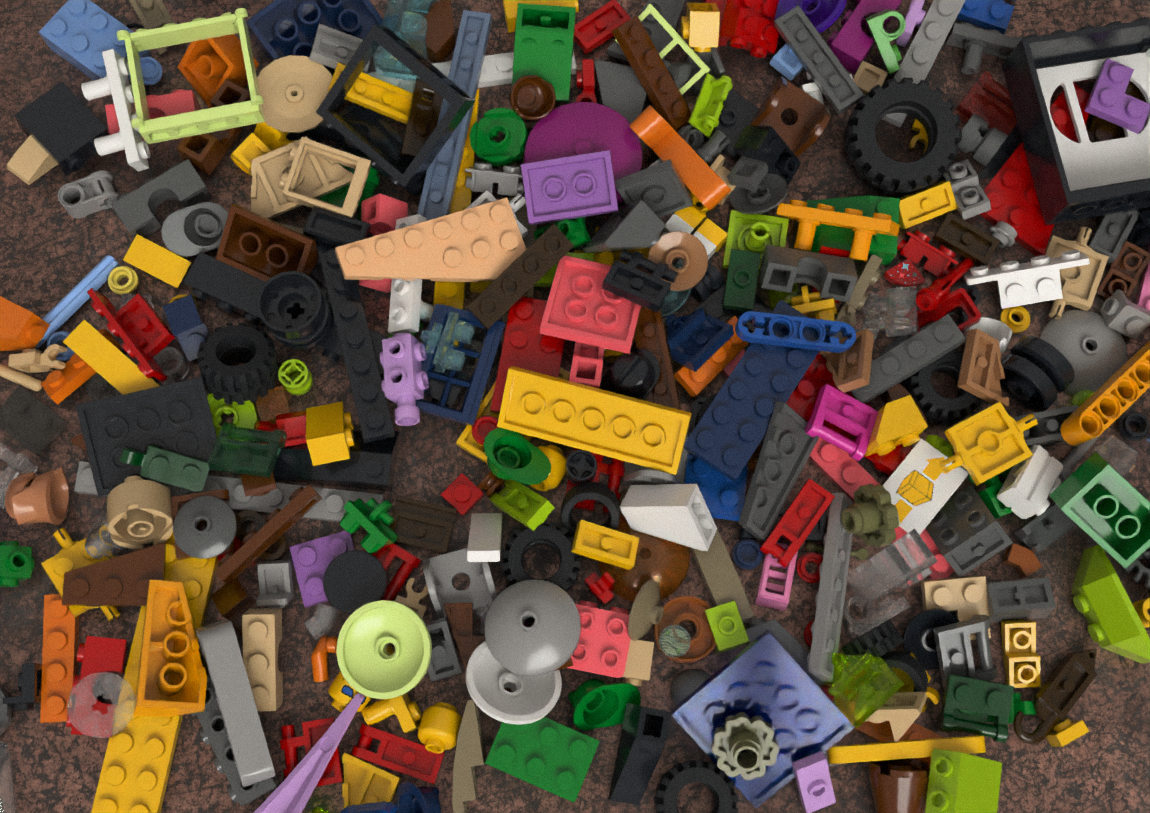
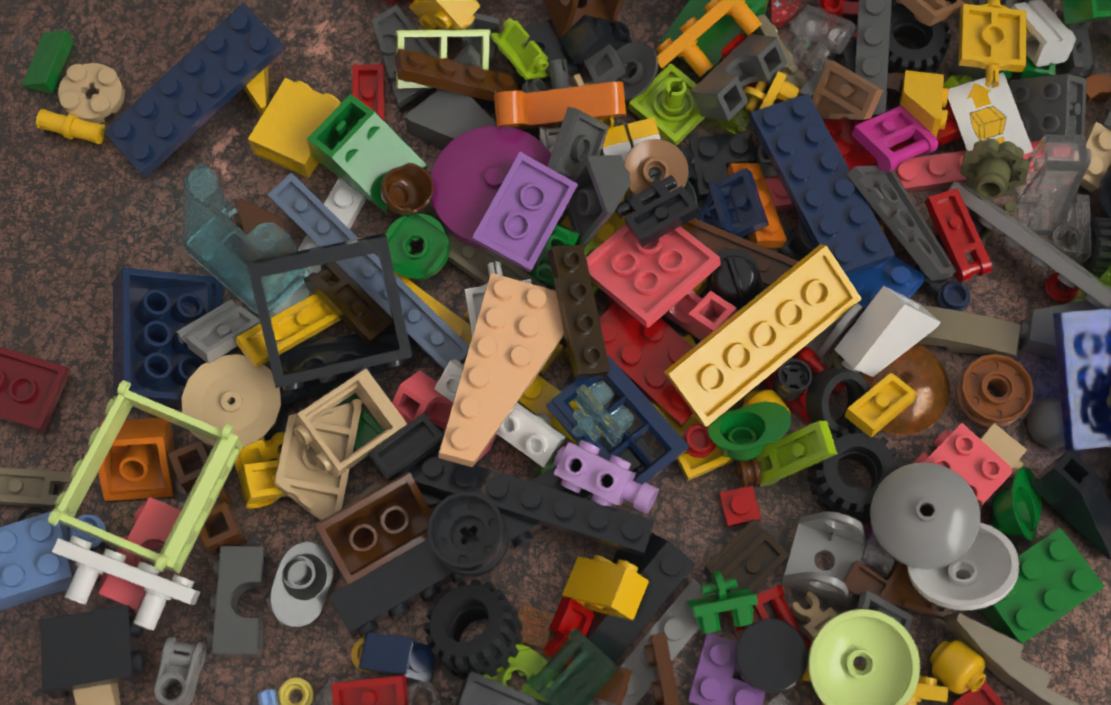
camera: 55 degrees left, 5 degrees down
(157, 261) = (301, 648): yellow slope -> none
(300, 381) = (517, 591): lime wheel -> none
(484, 178) = (447, 283): light grey hinge -> none
(485, 537) = (808, 505): white tile -> none
(585, 80) = (419, 141): red plate -> none
(601, 587) = (912, 438): red plate -> none
(645, 610) = (965, 407): dark tan dish -> none
(674, 641) = (1005, 404): clear light blue tile -> none
(726, 627) = (1017, 352): lime bracket -> none
(741, 280) = (703, 135): dark green plate -> none
(769, 599) = (992, 302): bright pink slope -> none
(795, 332) = (794, 117): blue beam -> none
(810, 557) = (1004, 248): red plate -> none

